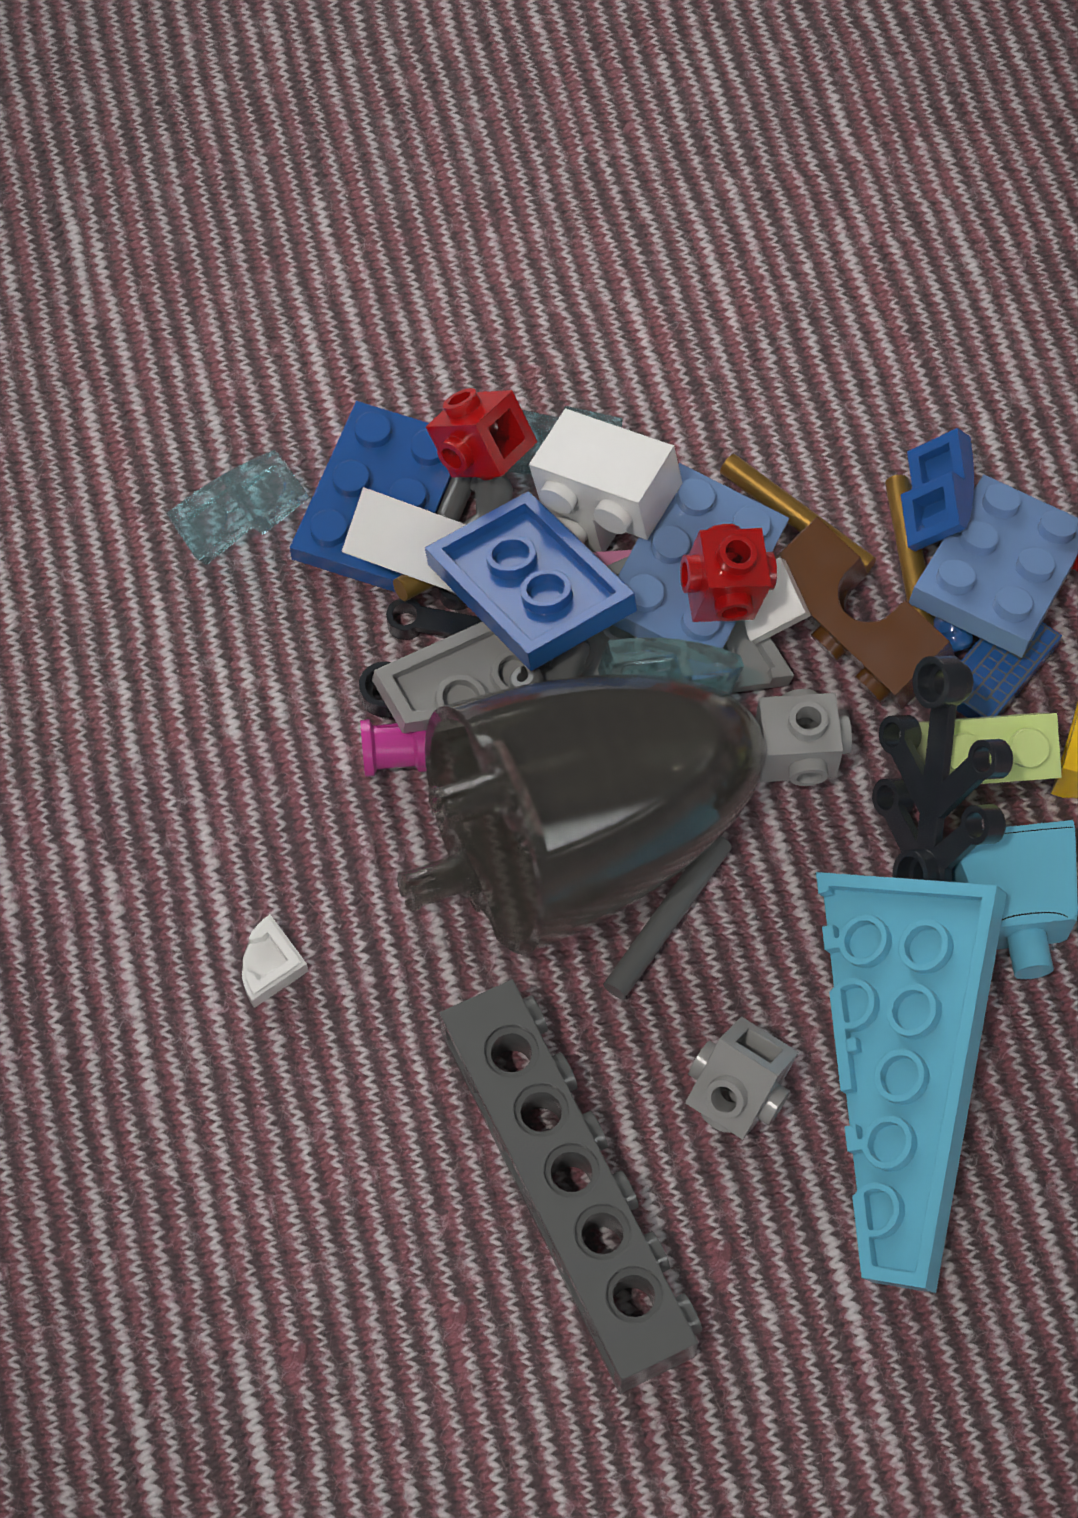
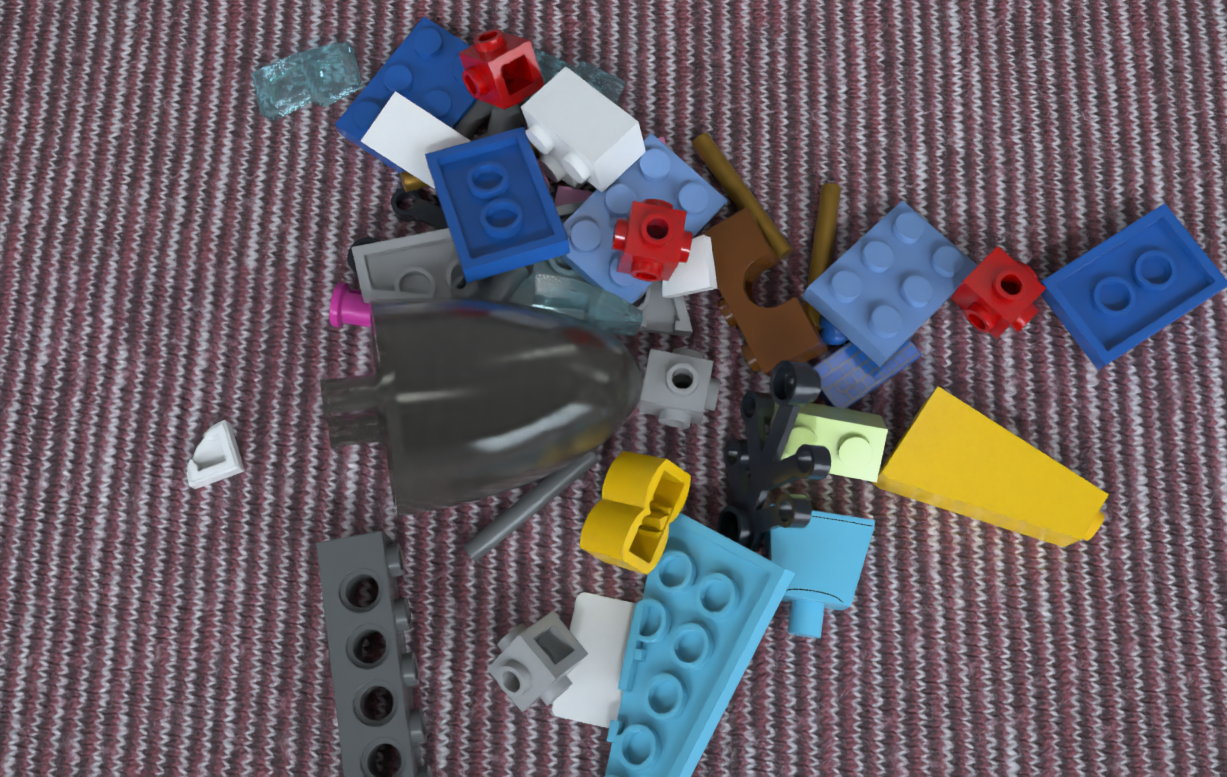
camera: 20 degrees right, 10 degrees up
(798, 884) = (635, 511): none -> yellow brick
(816, 1106) = (603, 631): none -> white sticker
(940, 489) = (862, 206): blue slope -> none

